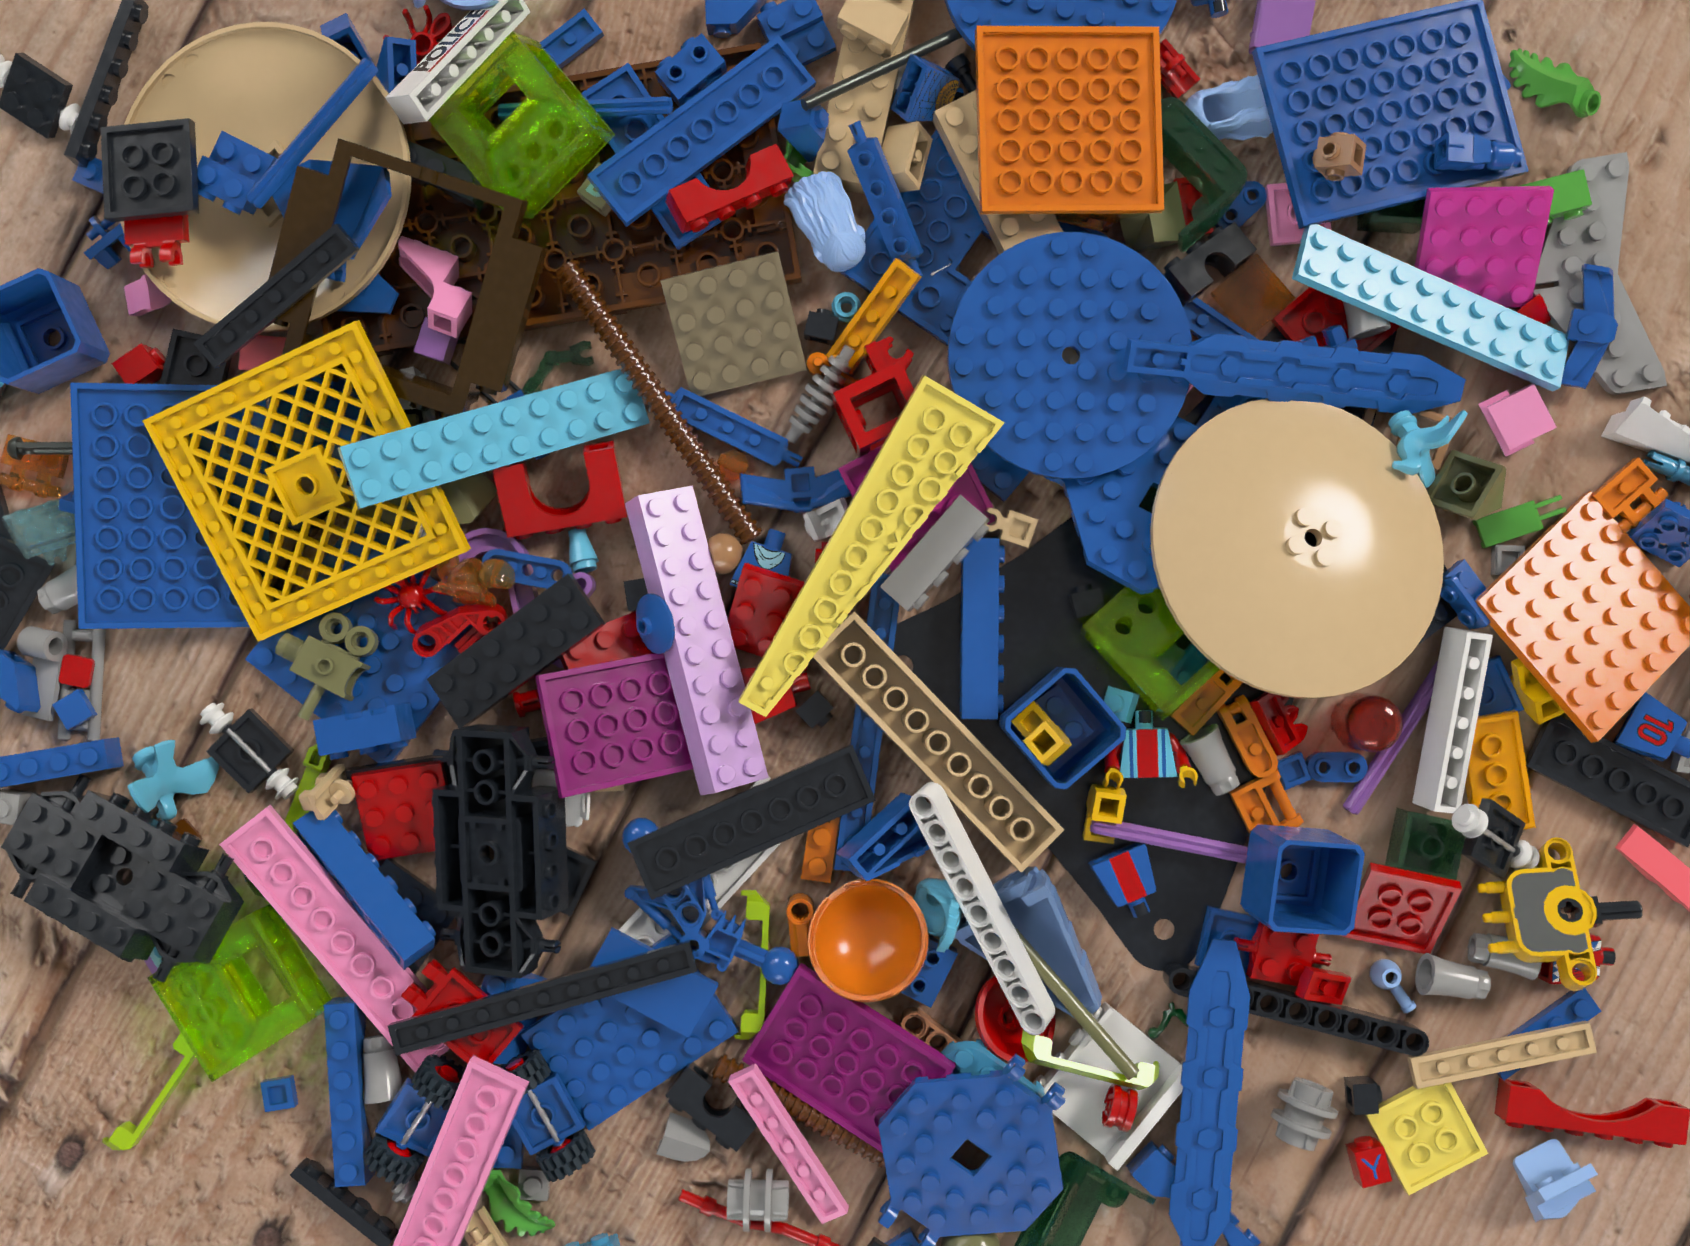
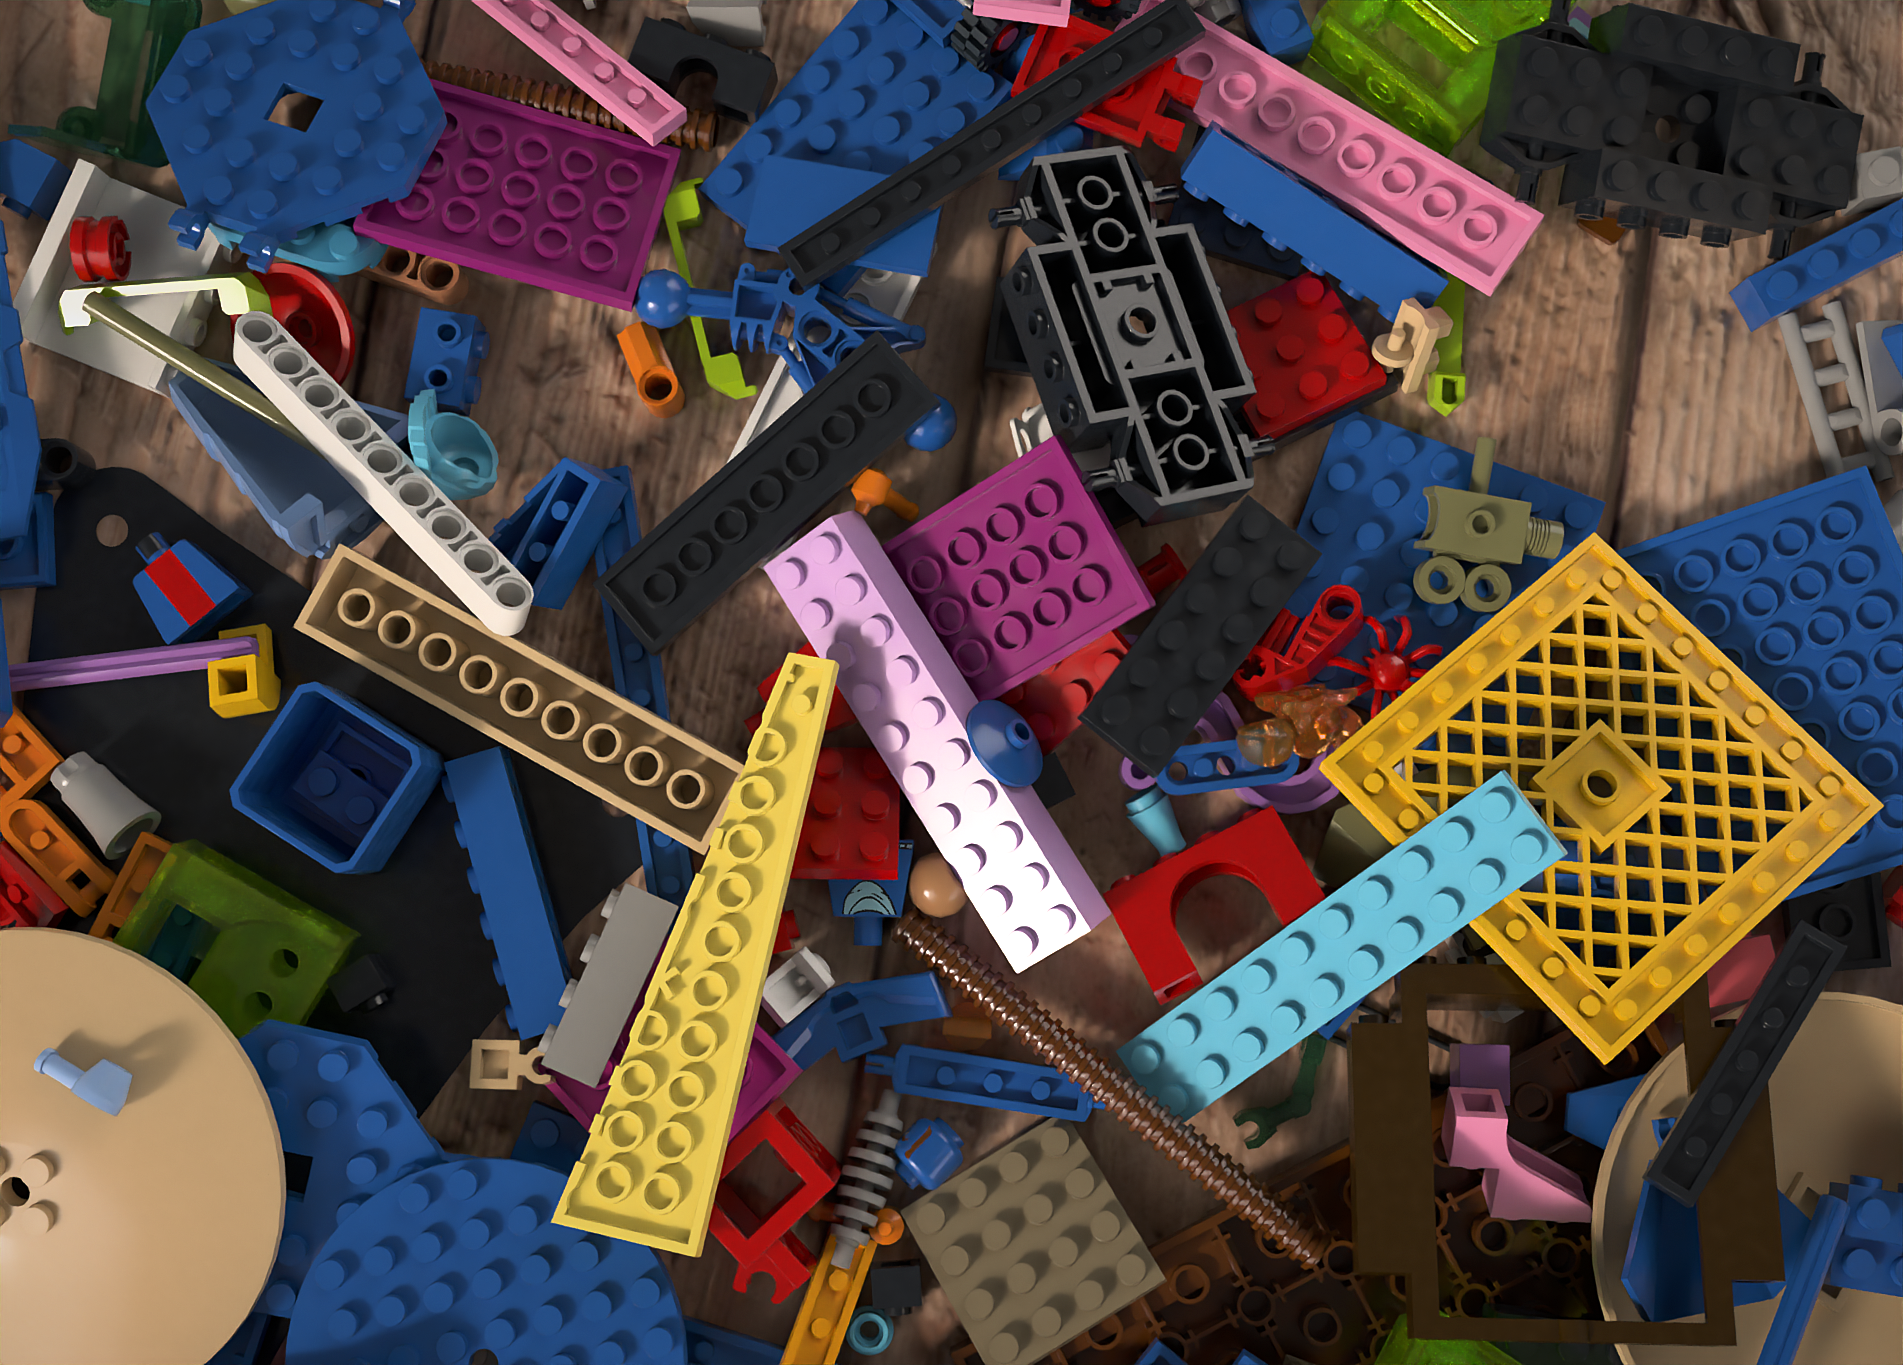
camera: 165 degrees right, 5 degrees down
(74, 709) = (1830, 349): blue tile -> none
(76, 670) = (1847, 407): red piece -> none
(166, 779) = (1659, 290): medium azure animal -> none
(249, 750) = (1551, 371): black plate -> none
(365, 730) = (1388, 449): blue wedge -> none
(685, 803) = (875, 489): none -> orange piece
(779, 397) = (928, 1153): none -> blue head
(816, 710) = (726, 691): black plate -> none
(820, 852) = (656, 480): orange plate -> none
(868, 940) = (538, 372): orange piece -> none
(1041, 734) = (362, 756): yellow brick -> none
(1121, 703) = (264, 848): medium azure plate -> none
(1148, 754) = (195, 781): torso -> none
(1154, 1032) = (83, 375): dark green piece -> none
(1240, 582) = (101, 1086): none -> light blue bar

